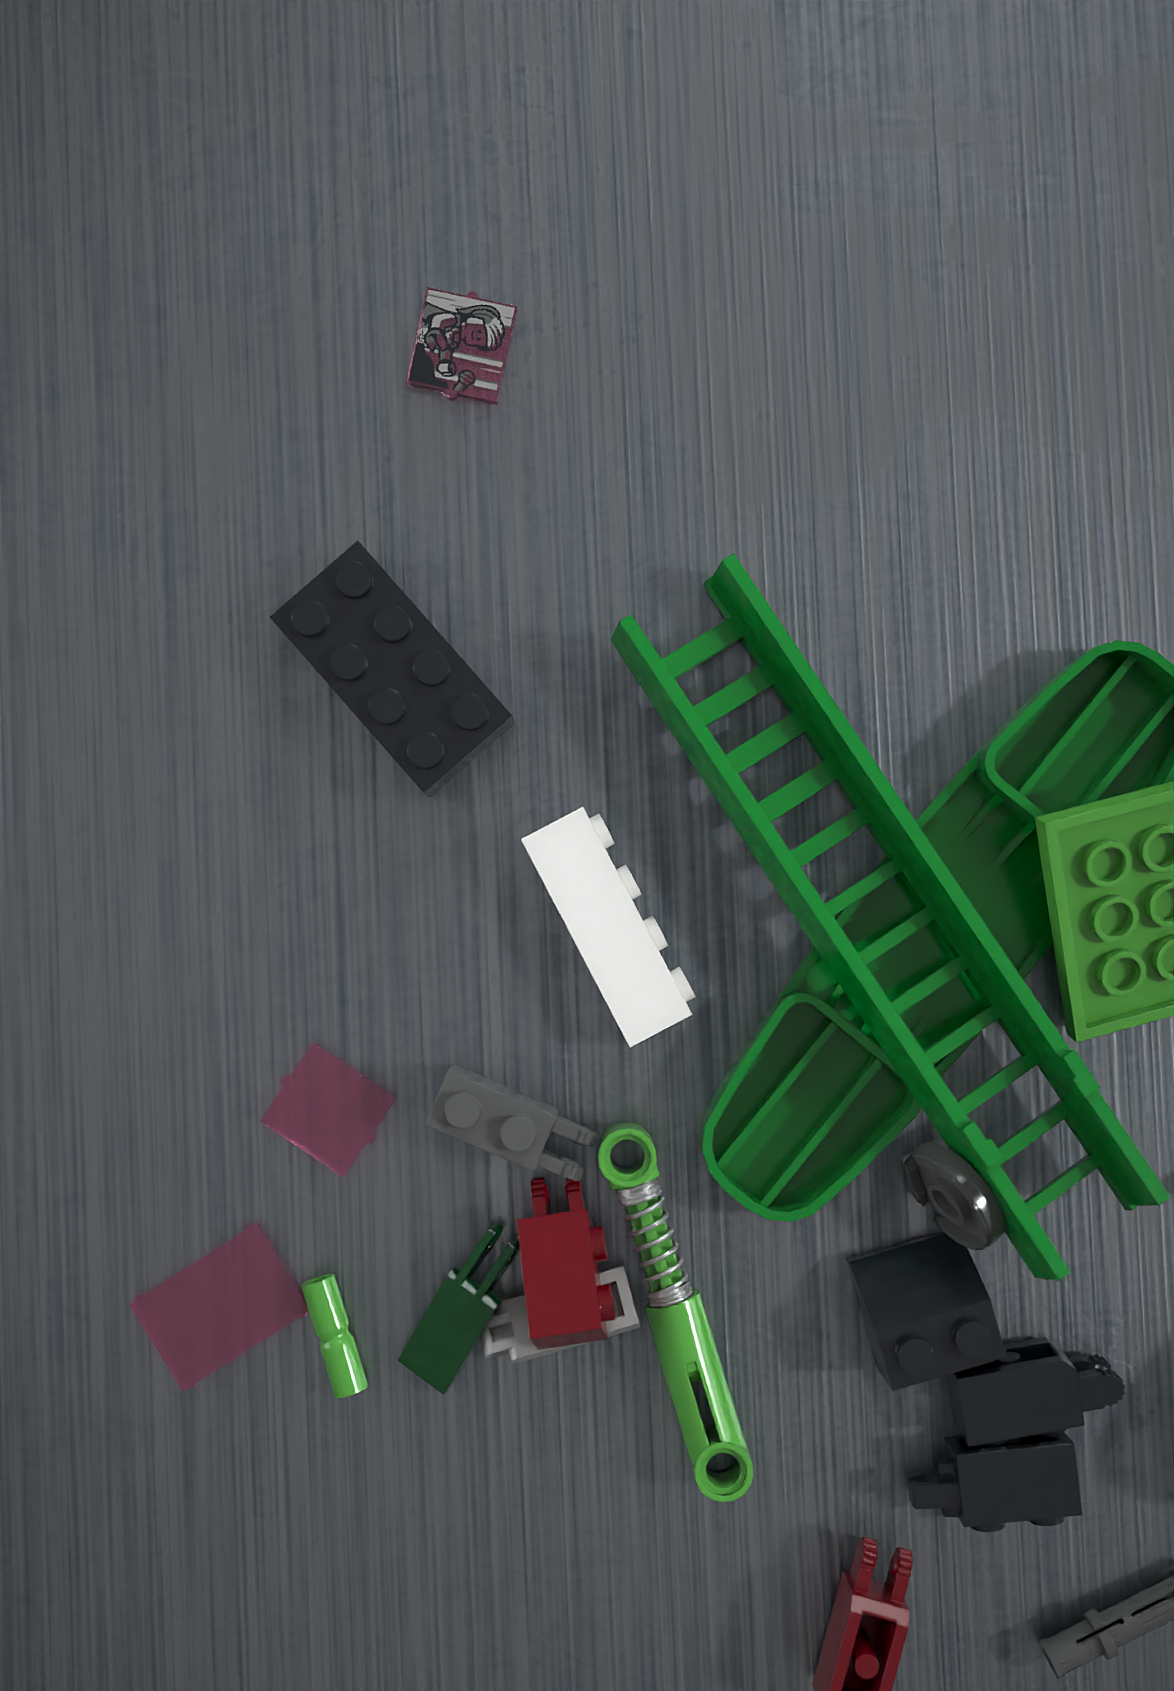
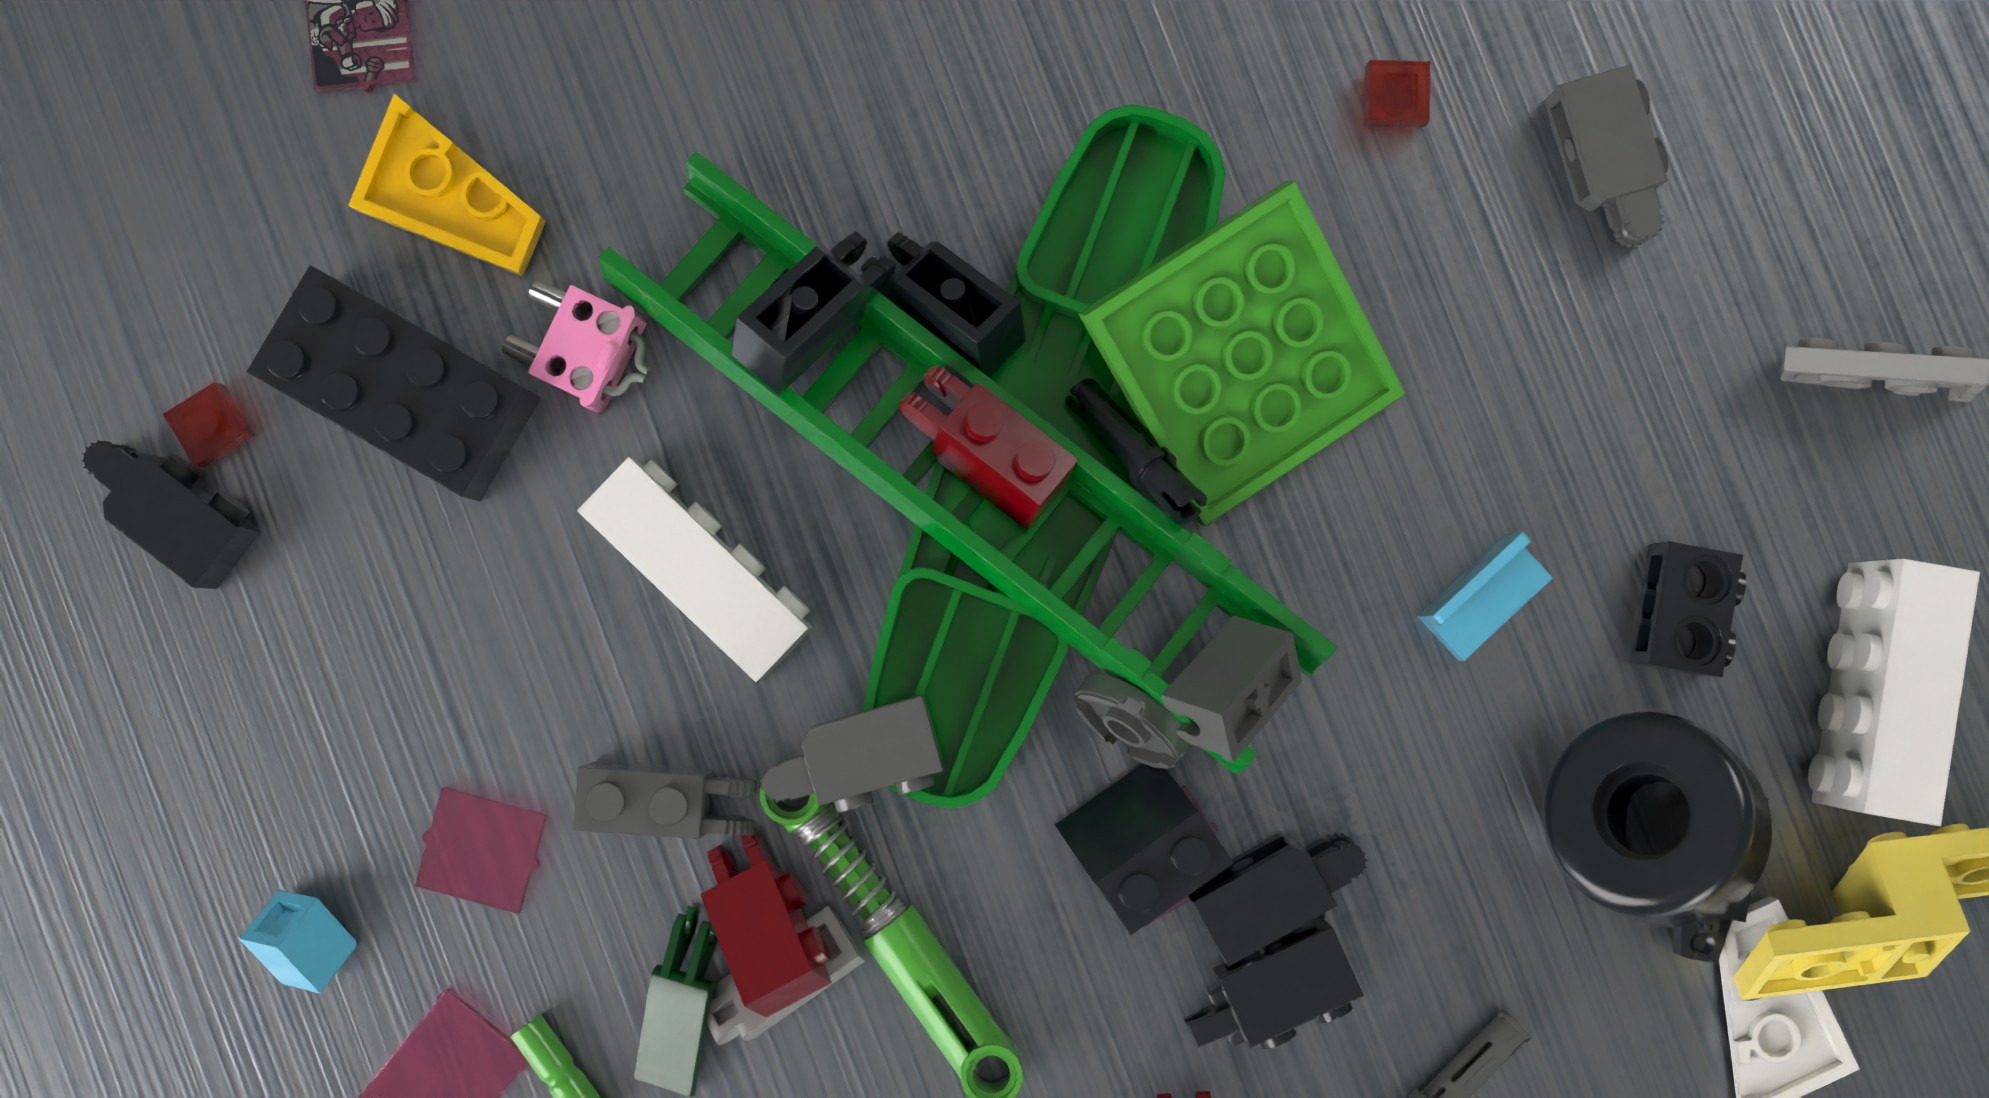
camera: 20 degrees left, 0 degrees up
(142, 1137) = (299, 941): none -> medium azure panel
(155, 717) = (171, 513): none -> black hinge
(213, 648) = (208, 424): none -> clear red plate
(489, 514) = (440, 193): none -> yellow wing
(577, 696) = (591, 348): none -> bright pink piece
(707, 1148) = (859, 755): none -> dark grey hinge
(793, 736) = (807, 312): none -> black hinge
(915, 909) = (991, 446): none -> dark red hinge
(917, 762) = (954, 302): none -> black hinge
(1050, 973) = (1147, 464): none -> black pin
(1069, 1203) = (1234, 686): none -> dark grey hinge

